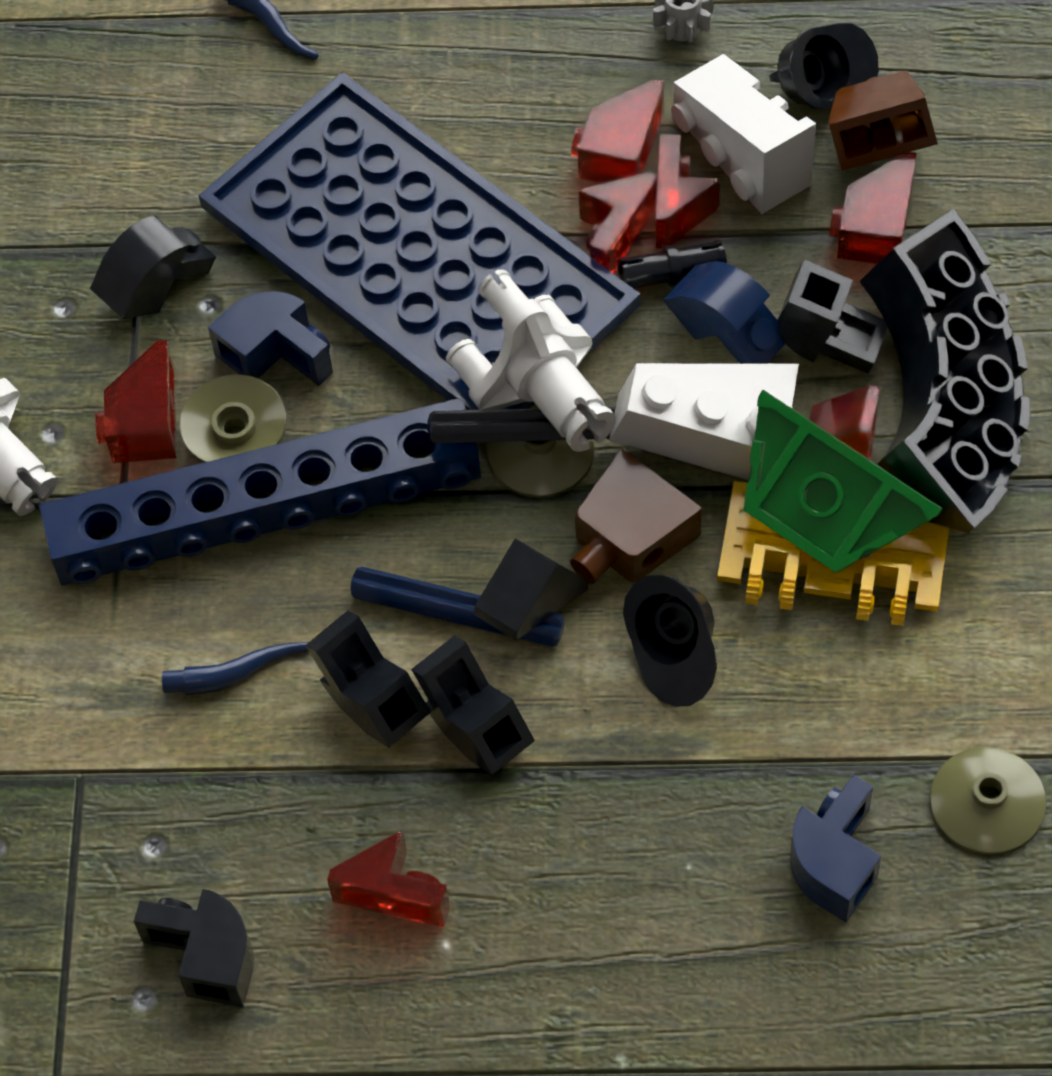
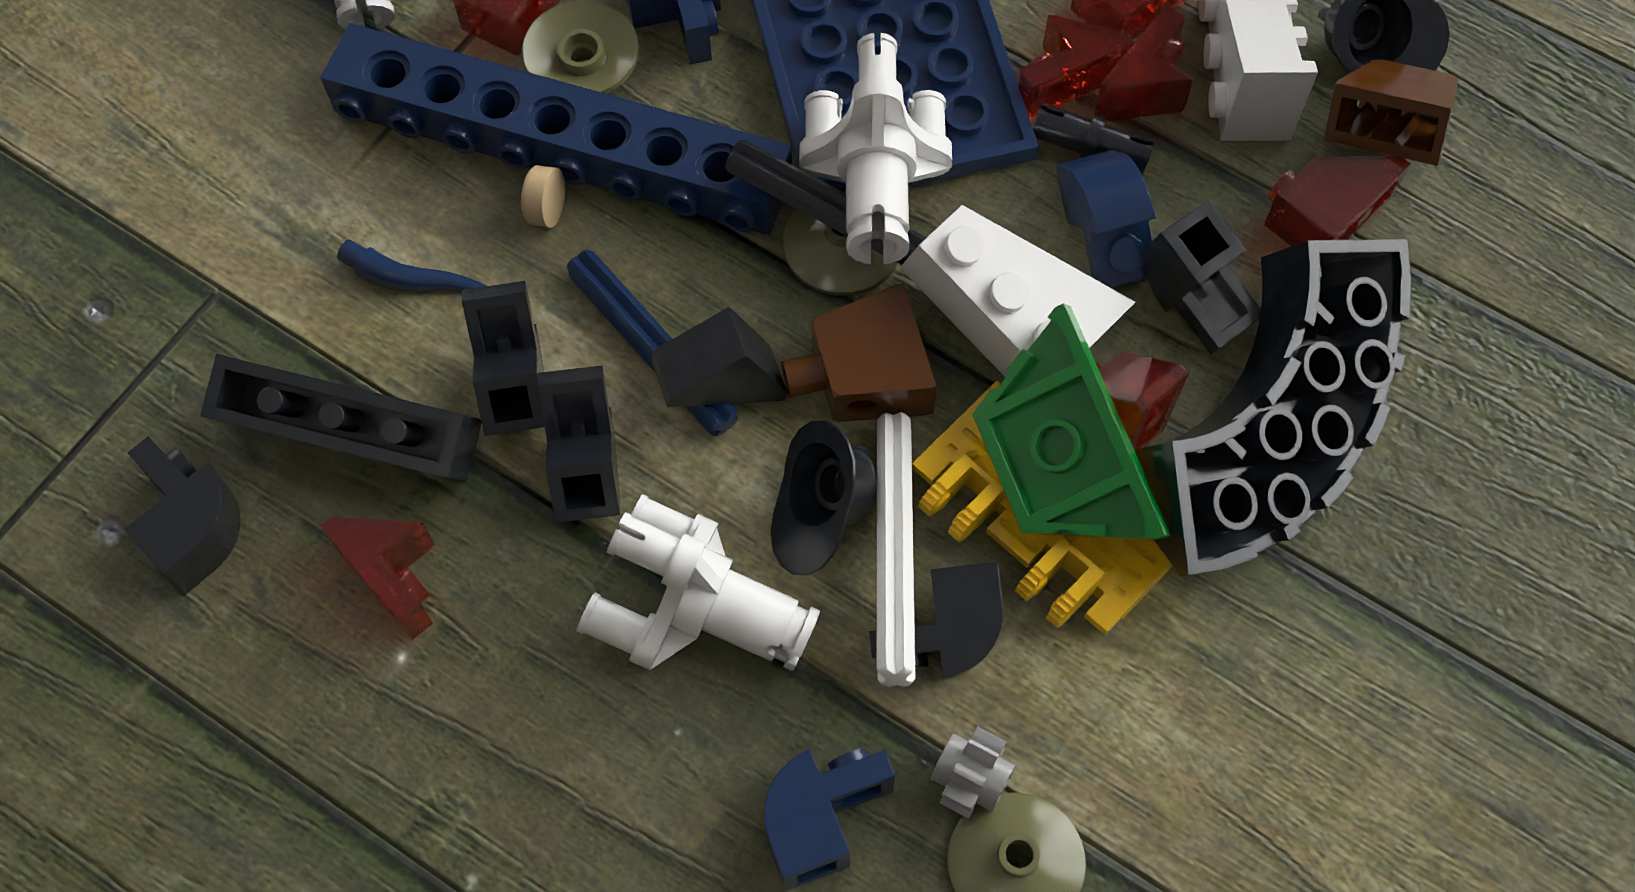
camera: 30 degrees right, 5 degrees up
(277, 796) = (341, 418): none -> black brick
(291, 548) = (543, 196): none -> tan tile
(639, 759) = (698, 594): none -> white wheel
(758, 637) = (895, 552): none -> white axle
(841, 656) = (967, 618): none -> black brick
(920, 755) = (972, 772): none -> light grey gear

